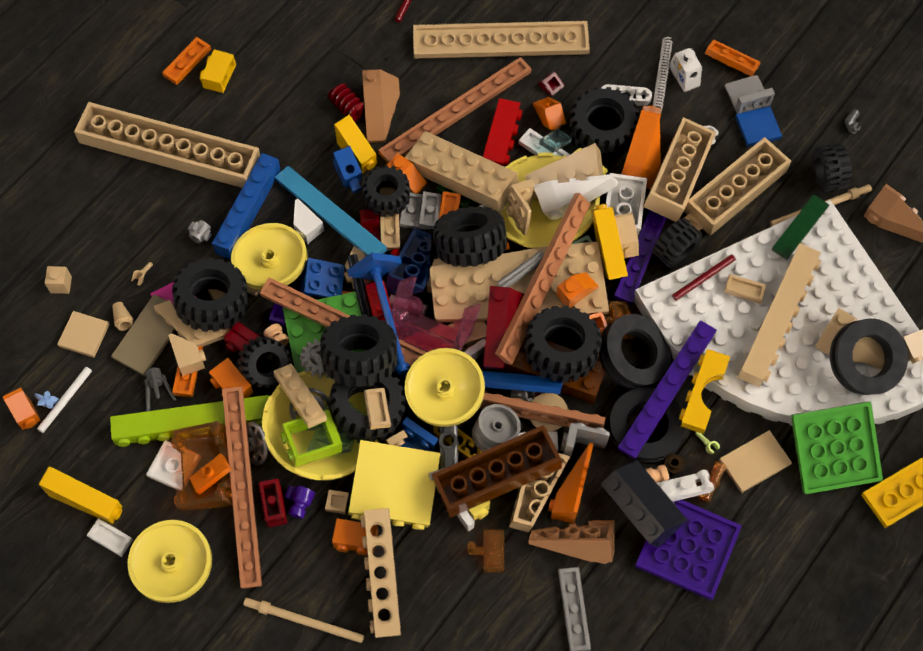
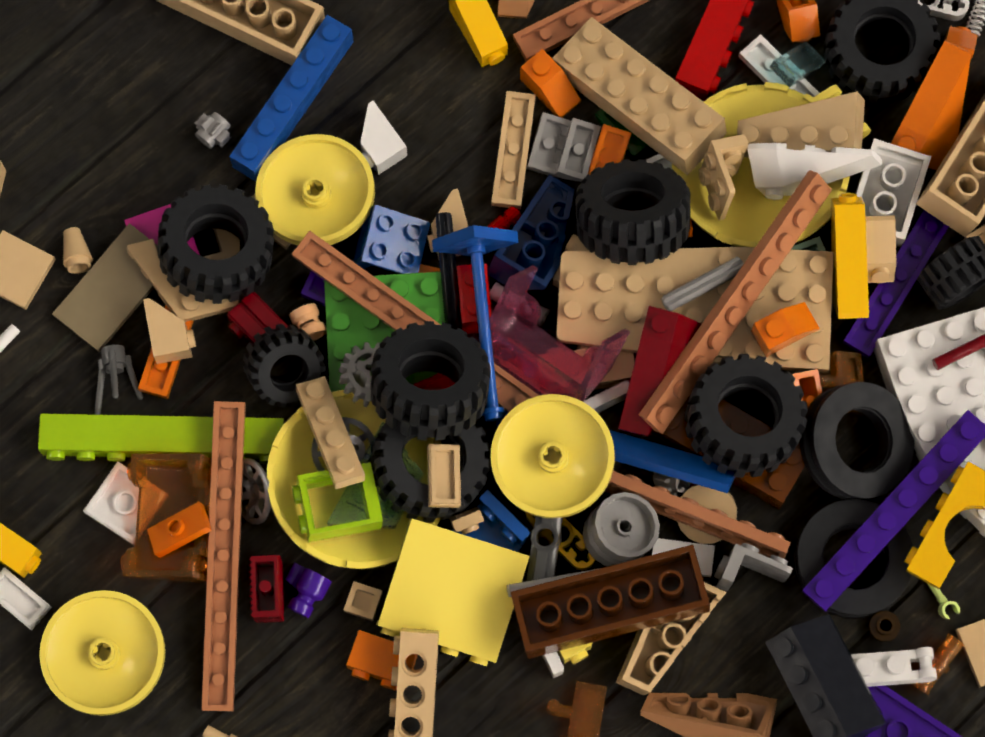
camera: 10 degrees right, 10 degrees up
(140, 274) = (112, 186): tan hand -> none
(228, 376) = (227, 381): orange brick -> none
(329, 212) = (421, 133): dark azure tile -> none
(348, 169) = (458, 52): blue torso -> none
(370, 222) = (480, 164): dark red slope -> none
(386, 203) = (514, 89): black tyre -> none
(568, 497) = (713, 654): orange wedge -> none
(659, 474) = (858, 641): light nougat wheel -> none

